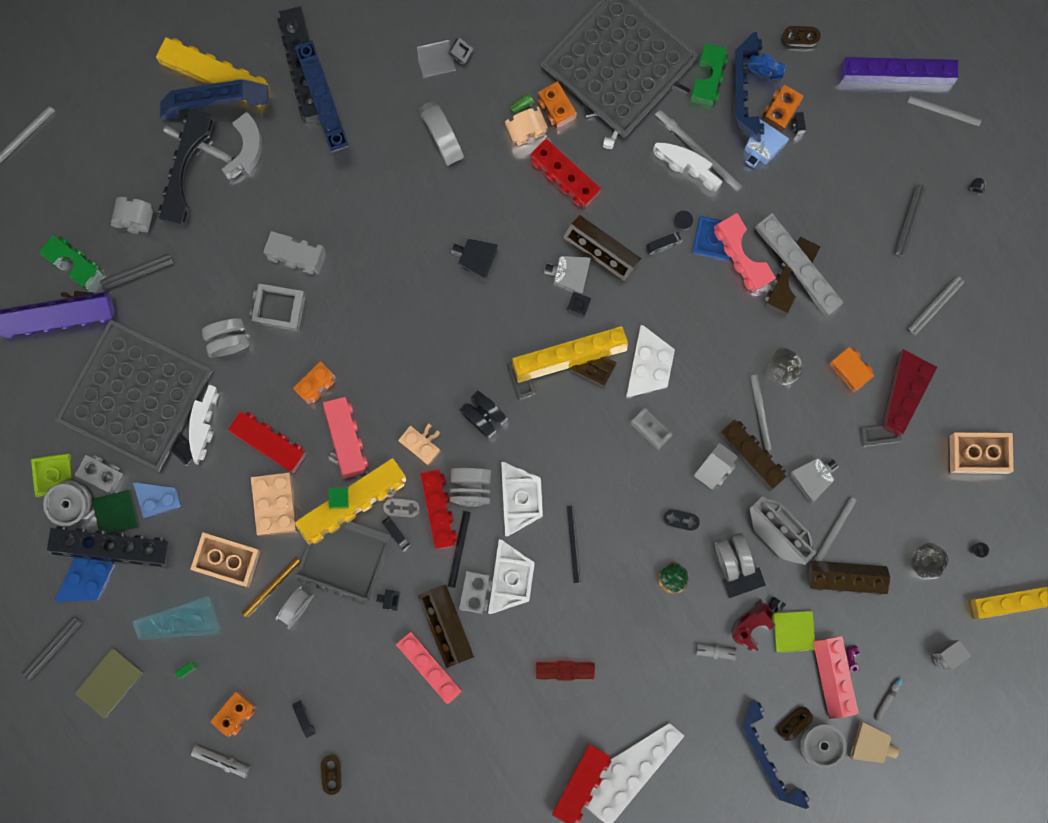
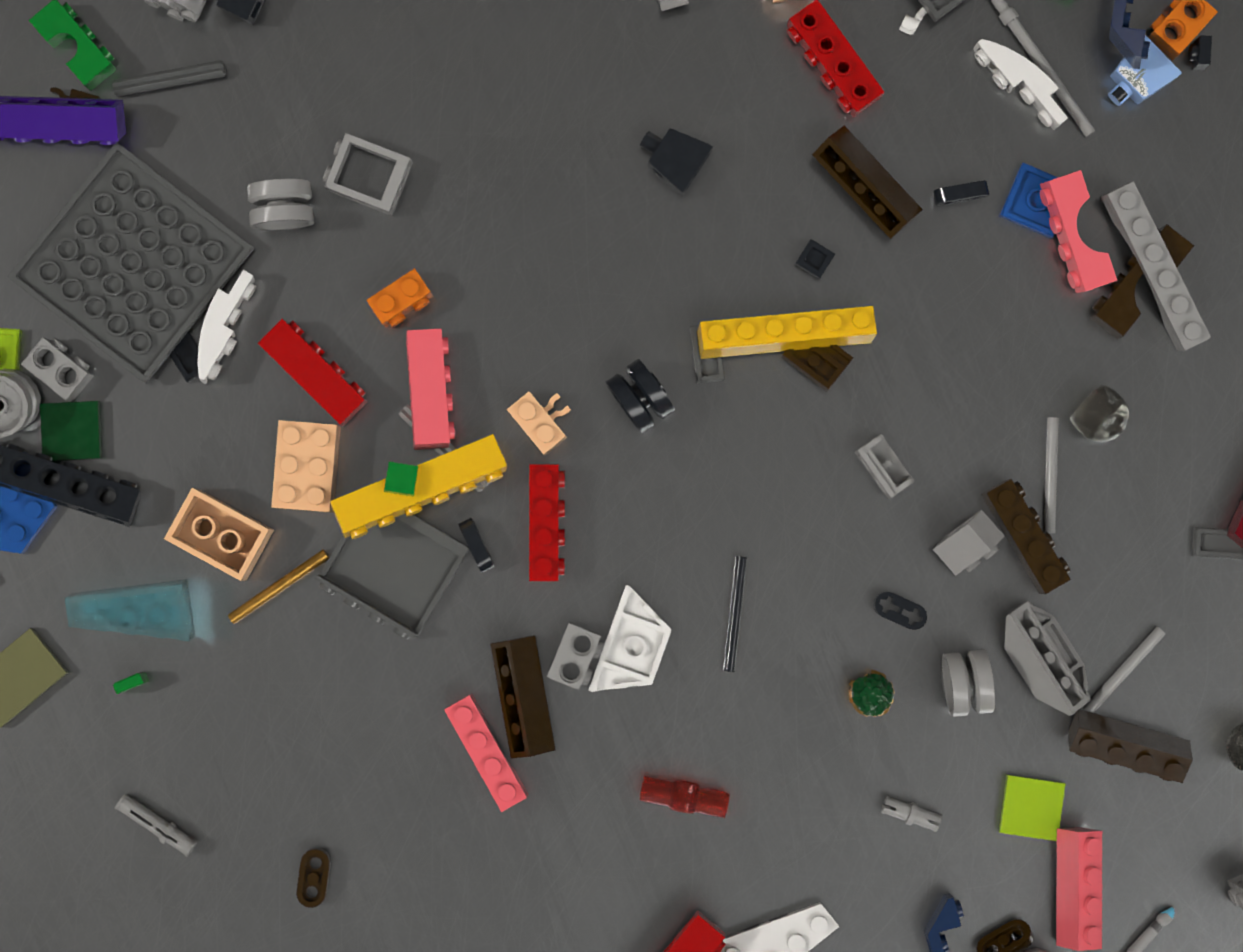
camera: 15 degrees right, 5 degrees up
(156, 499) = (134, 422): medium blue wing -> none
(233, 714) = (187, 761): orange brick -> none
(294, 253) = (408, 98): light grey wedge -> none
(294, 607) = (306, 624): light grey wheel -> none
(304, 719) = (289, 789): black beam -> none
(389, 600) = (447, 641): black tile -> none
(402, 503) = (494, 502): light grey beam -> none
(459, 549) = (564, 587): black bar -> none
(470, 486) = (599, 499): light grey wheel -> none
(520, 498) = (670, 530): white wing -> none
(569, 273) = (811, 210): light grey torso -> none
(650, 364) = (902, 370): white wing -> none
(683, 220) = (996, 164): black tile -> none
(744, 583) = (974, 723): black tile -> none
(758, 616) = (980, 777): dark red tile -> none
(776, 605) = (1014, 764): black hinge -> none
(814, 477) = (1110, 588): light grey torso -> none
(850, 653) = (1109, 855): magenta arm -> none
(852, 369) = (1201, 438): orange brick -> none

